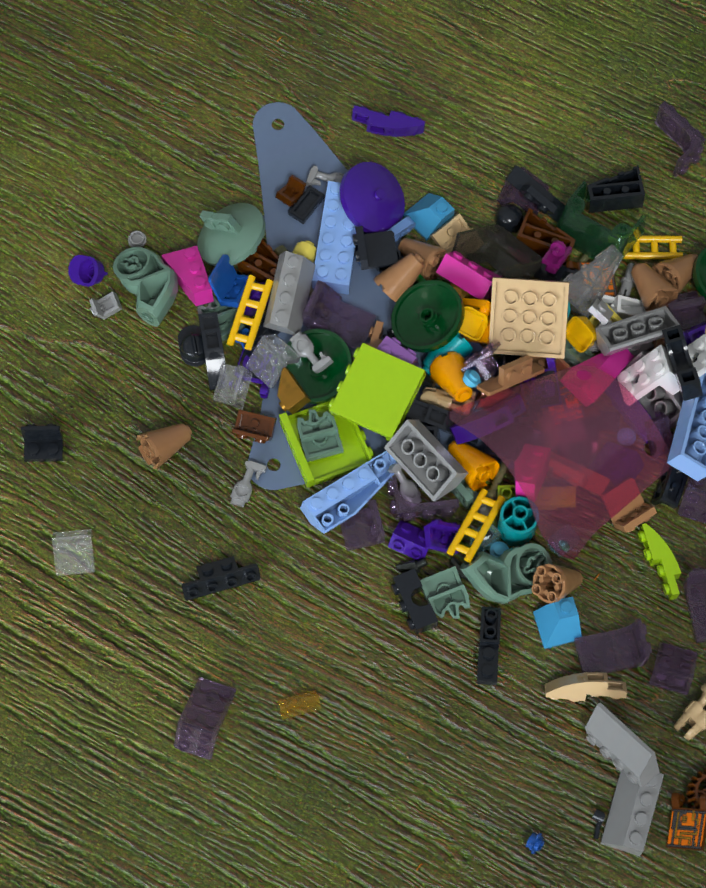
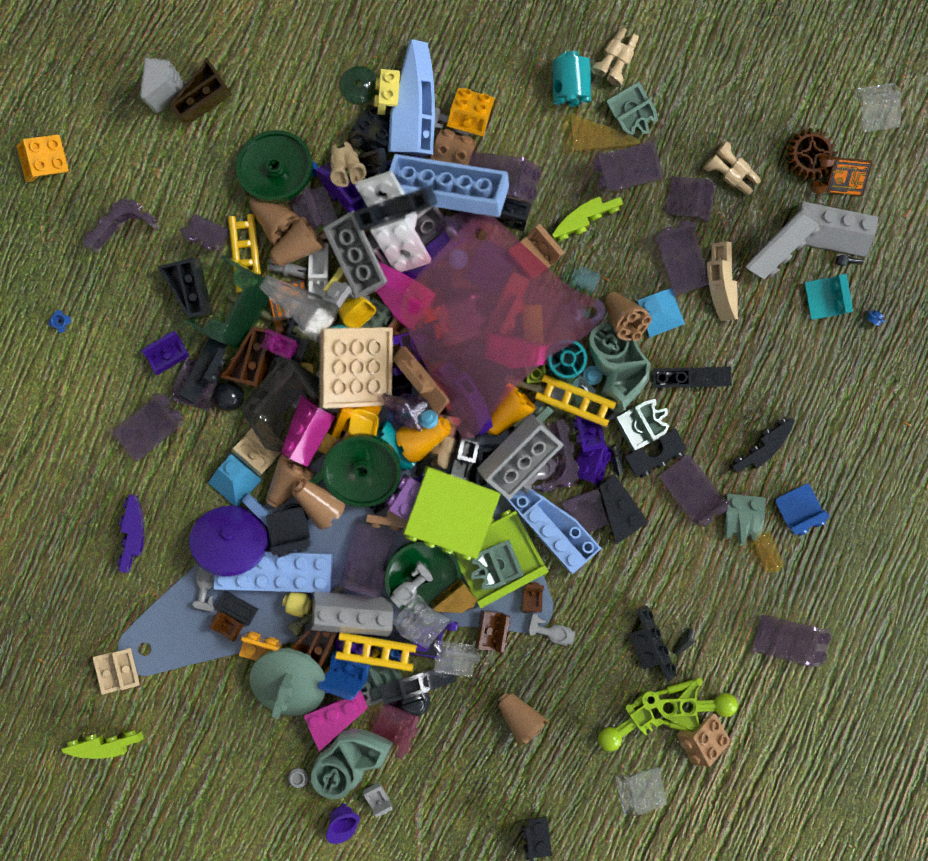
camera: 95 degrees left, 20 degrees up
(115, 616) = (706, 742): none -> medium nougat bracket
(148, 560) = (642, 717): none -> lime piece
(172, 329) = (397, 727): none -> clear pink bracket
(192, 76) = (96, 748): none -> lime slope
(217, 612) = (685, 642): none -> pearl dark grey bar
(261, 97) = (116, 671): none -> tan slope
(271, 214) = (254, 645): none -> light orange bracket
(282, 467) = (532, 597): none -> reddish brown bracket
(339, 683) = (744, 517): none -> sand green plate
(340, 741) = (801, 510): none -> blue bracket
(361, 560) = (620, 508): none -> black wedge
(372, 634) = (693, 491): none -> clear purple bracket
(413, 718) = (771, 442): none -> black slope
(487, 147) = (149, 426): none -> clear purple bracket
(556, 168) = (165, 352): none -> dark purple bracket
(560, 795) = (828, 297): none -> teal bracket
(592, 80) = (53, 322): none -> blue plate
(597, 553) = (585, 279): none -> clear light blue brick
(666, 212) = (208, 233): none -> clear purple bracket

